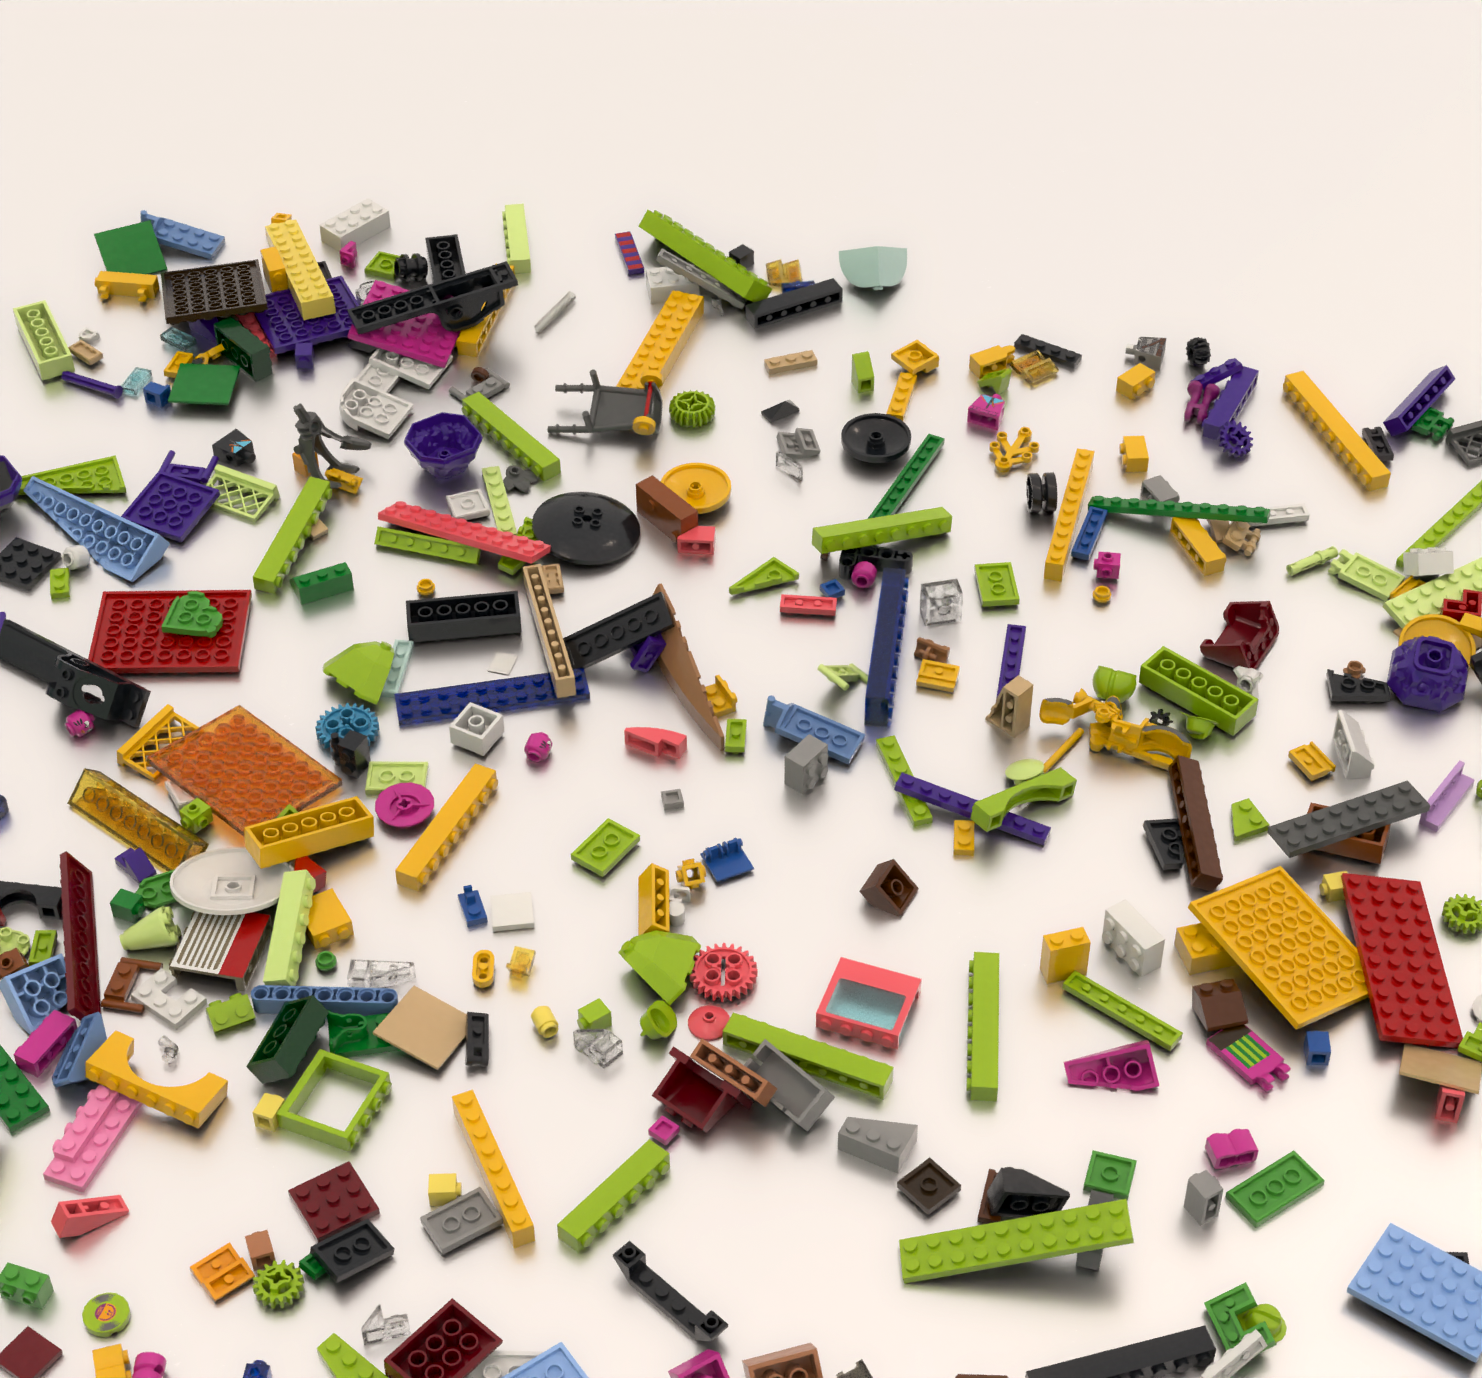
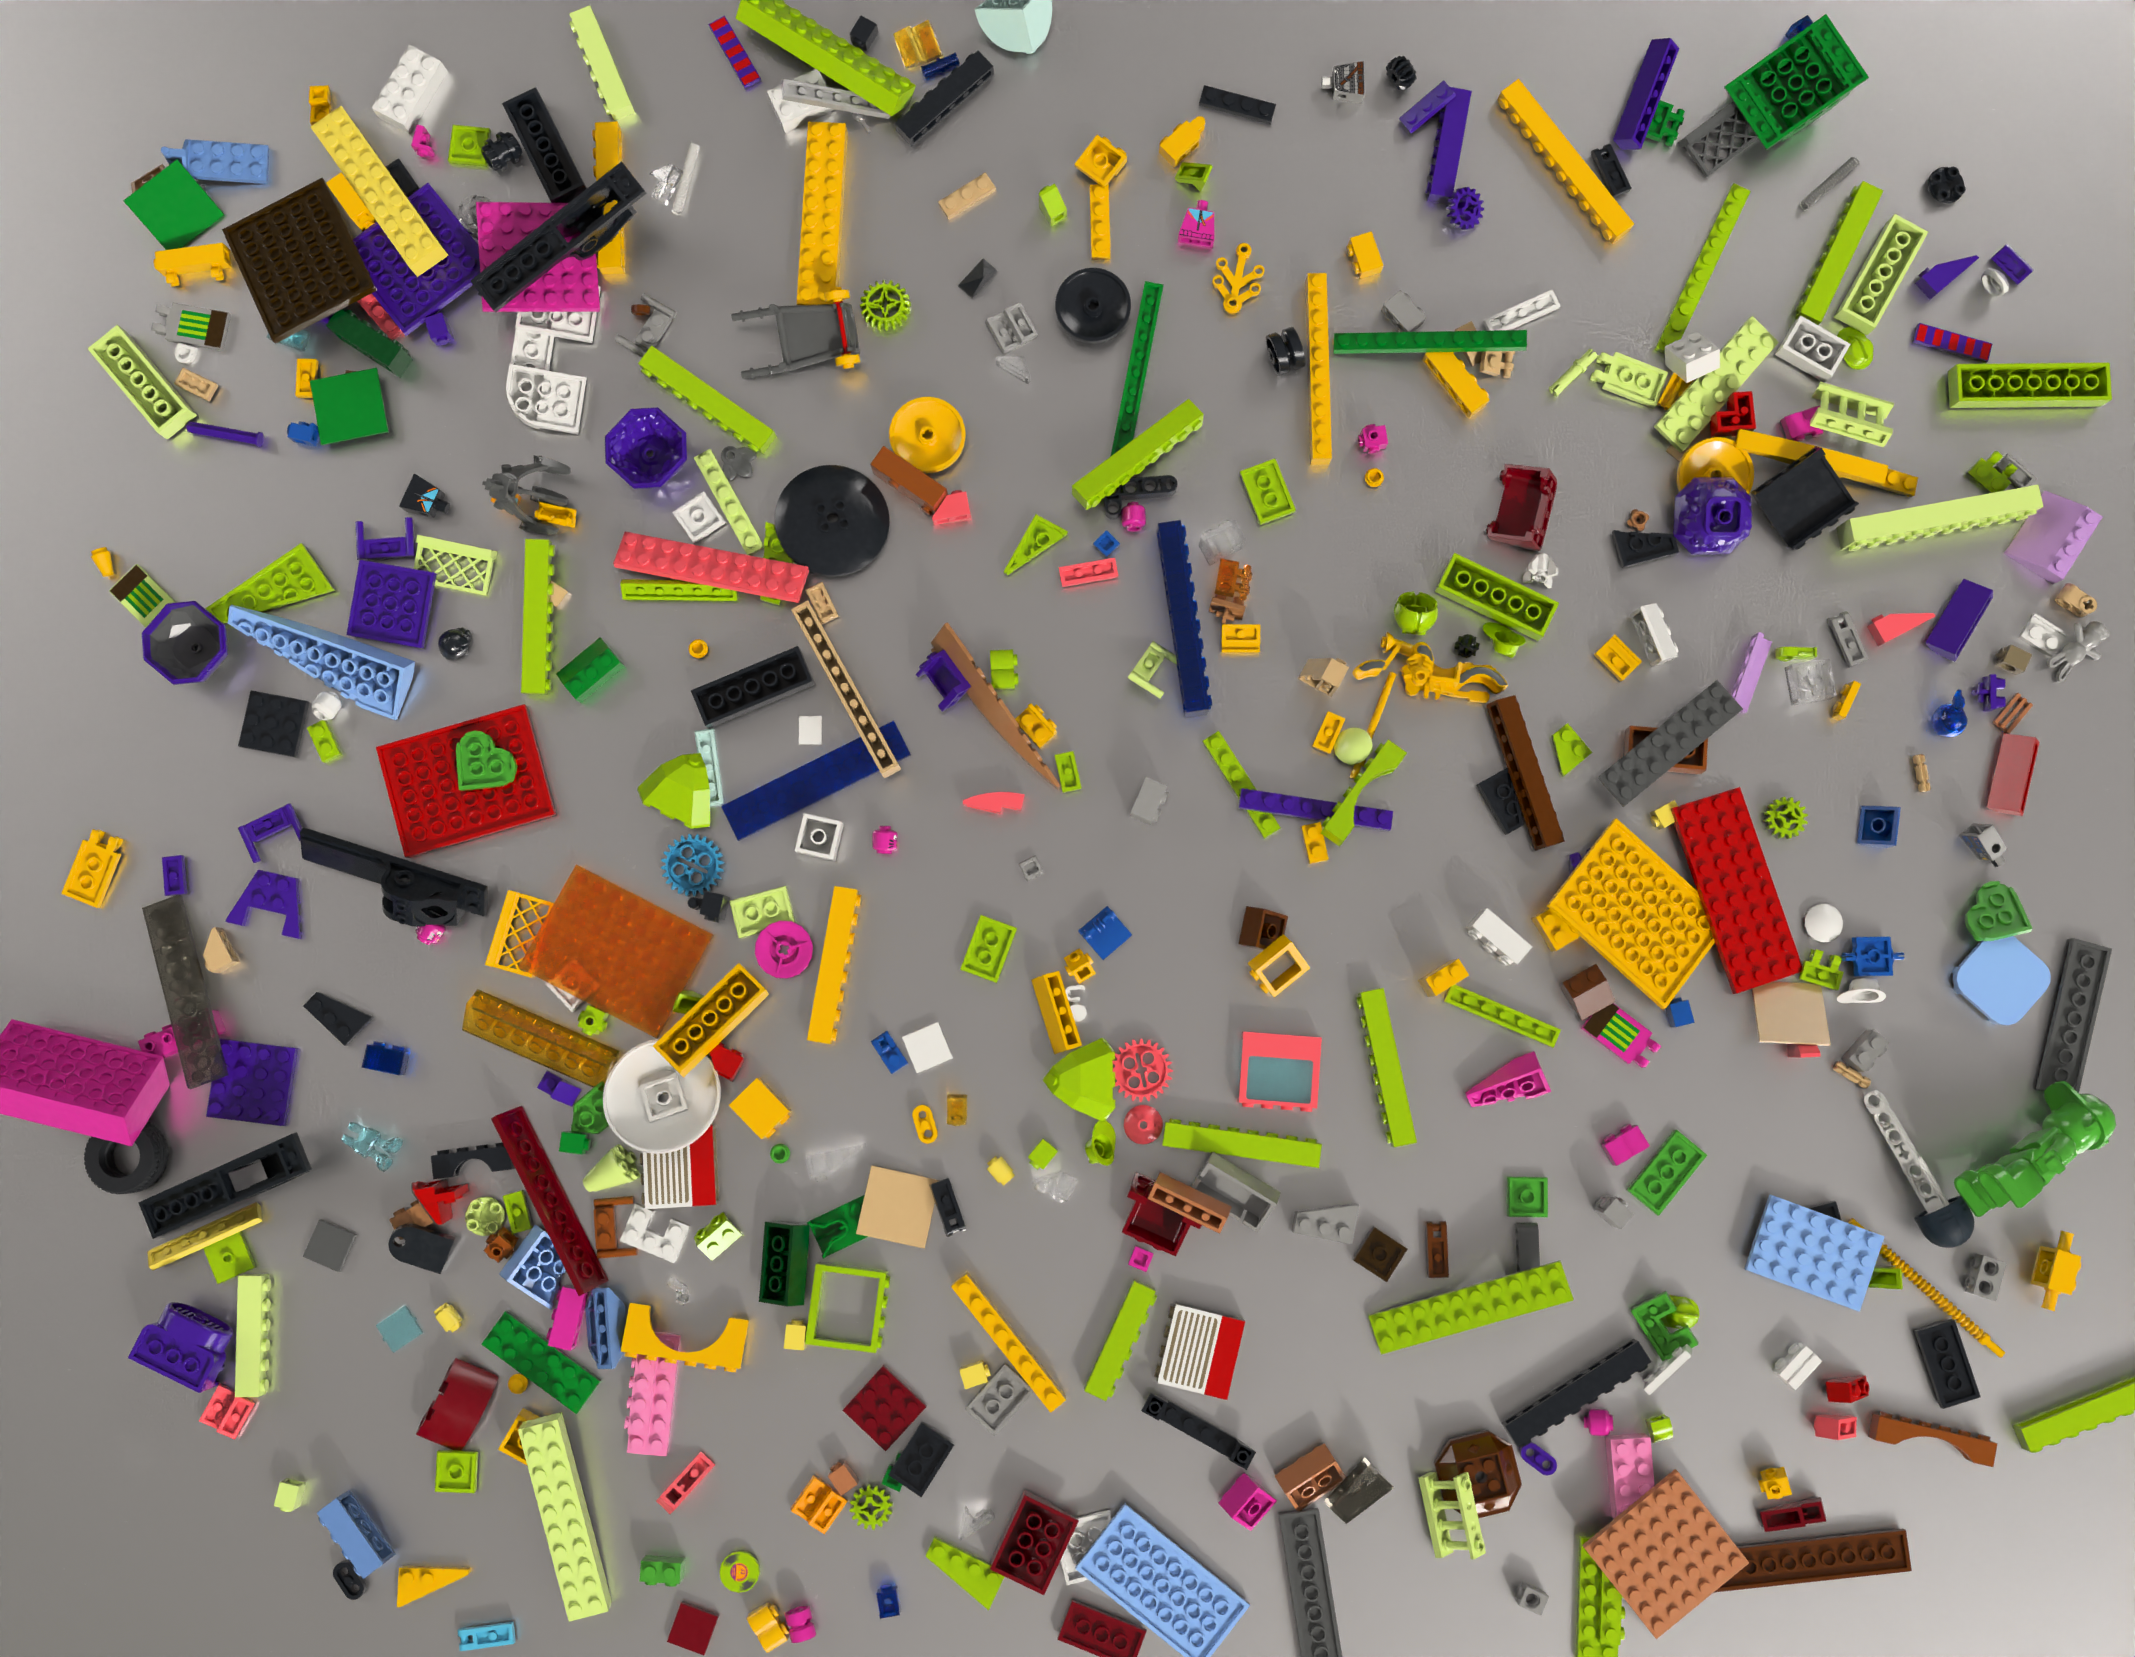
camera: 15 degrees left, 40 degrees up
(104, 320) = (193, 325): none -> tile
(136, 380) = (270, 413): clear light blue plate -> none
(210, 541) = (454, 643): none -> black hair
(212, 353) = (335, 351): yellow plate -> none
(289, 929) = (738, 1141): yellowish green brick -> none
(340, 1000) = (789, 1207): medium blue beam -> none
(537, 307) = (668, 180): none -> clear slope
(618, 632) = (919, 684): black plate -> none
(701, 1223) = (1199, 1351): none -> panel
(703, 650) = (1003, 669): none -> lime brick
(797, 722) = (1145, 750): medium blue hinge -> none
(913, 907) = (1269, 955): none -> yellow window
(943, 630) = (1227, 577): none -> clear orange plate
(1003, 757) = (1328, 732): none -> yellow plate
(1011, 655) = (1306, 601): dark purple tile -> none
(1023, 1194) = (1461, 1261): black slope -> none
(1034, 367) = (1229, 136): clear yellow slope -> none
(1089, 533) = (1343, 390): blue plate -> none
(1135, 381) = (1343, 135): yellow brick -> none
(1195, 391) = (1425, 137): magenta piece -> none

